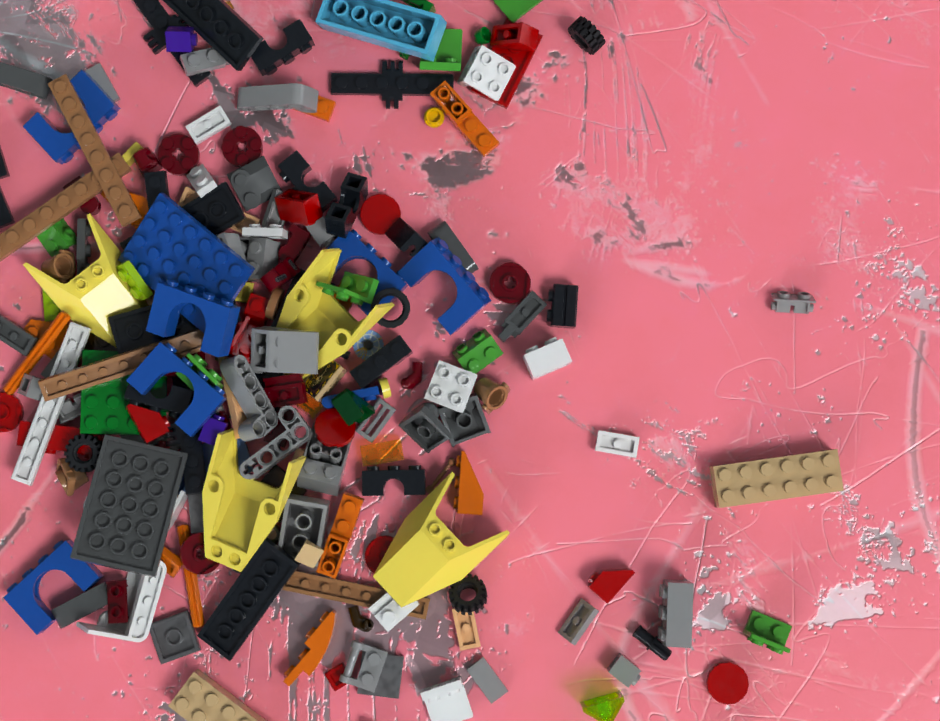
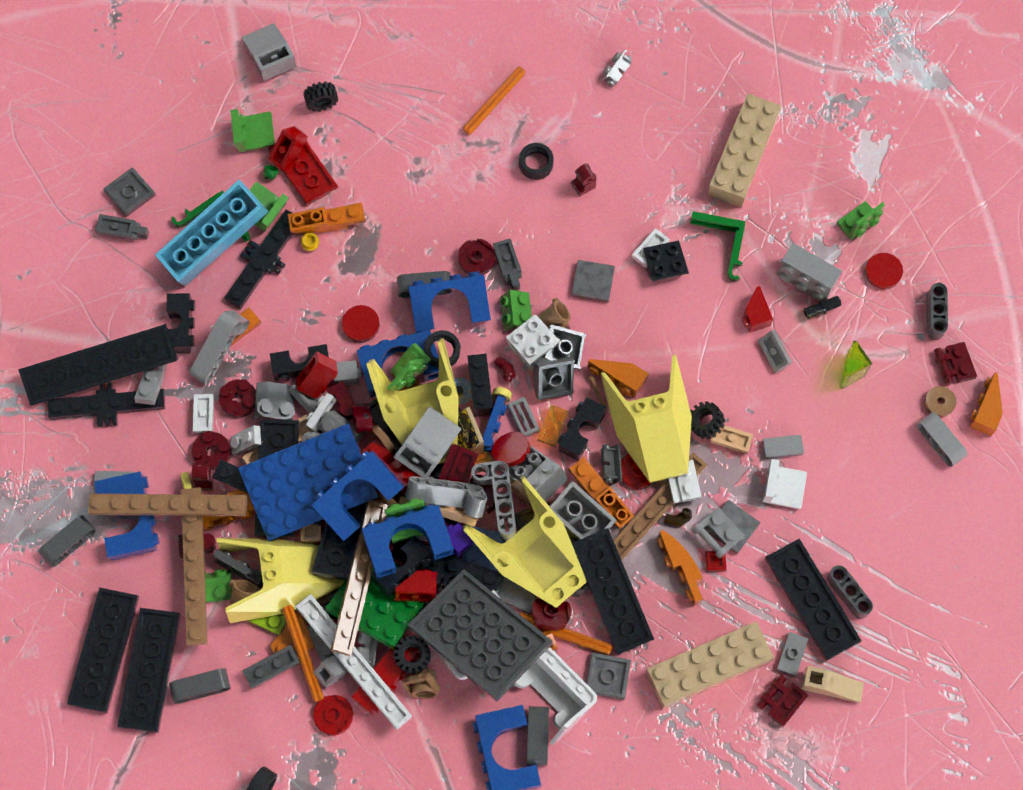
camera: 65 degrees left, 15 degrees down
(117, 601) = (552, 700): dark red hinge -> none
(137, 285) = (294, 534): lime plate -> none
(180, 39) = (122, 390): dark purple brick -> none
(309, 554) = (603, 518): tan slope -> none
(343, 214) = (339, 338): black arch -> none
(352, 407) = (502, 423): dark green slope -> none
(382, 524) = (612, 471): none -> dark grey hinge
(404, 236) = (391, 308): black hinge -> none
(487, 72) = (300, 183): white bracket -> none
(547, 358) = (552, 258): white brick -> none
(551, 407) = (593, 281): none -> flat silver tile
(564, 306) = (519, 227): black brick -> none
(610, 466) = (665, 261): none -> black hinge
(624, 670) = (832, 338): light grey brick -> none
(649, 340) = (585, 179): none -> dark red leg
(659, 281) = (533, 173): none -> black tyre
(675, 523) = (725, 224): none -> green hinge
(686, 203) = (494, 100): none -> orange axle

